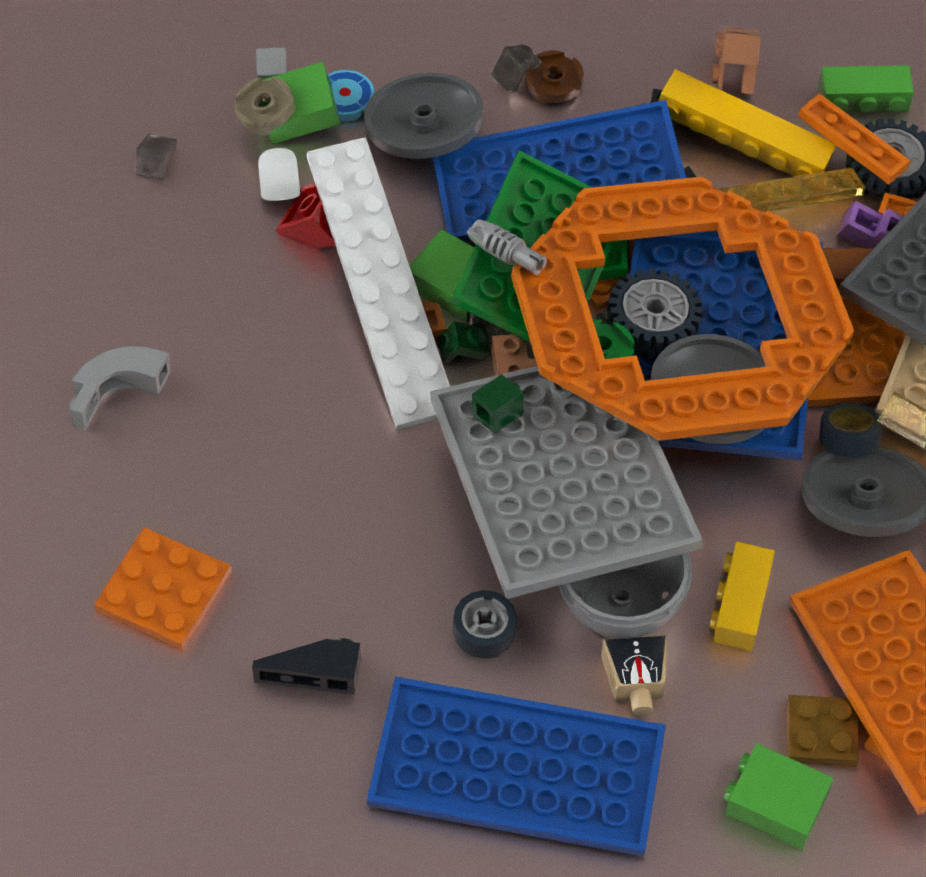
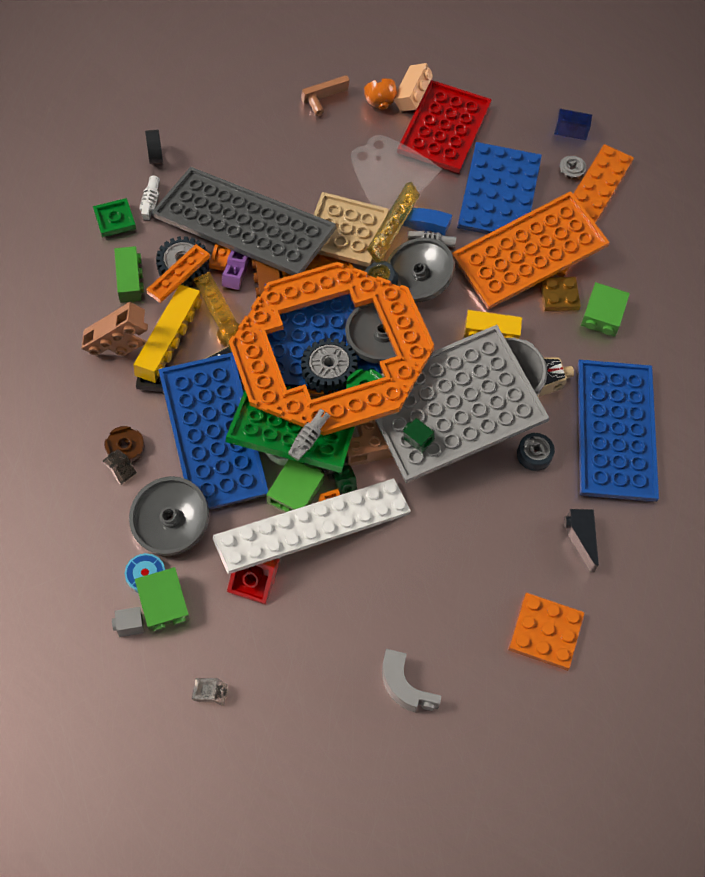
camera: 100 degrees left, 5 degrees up
(269, 117) = (174, 601): dark tan plate -> none
(278, 175) = (220, 607): white sticker -> none

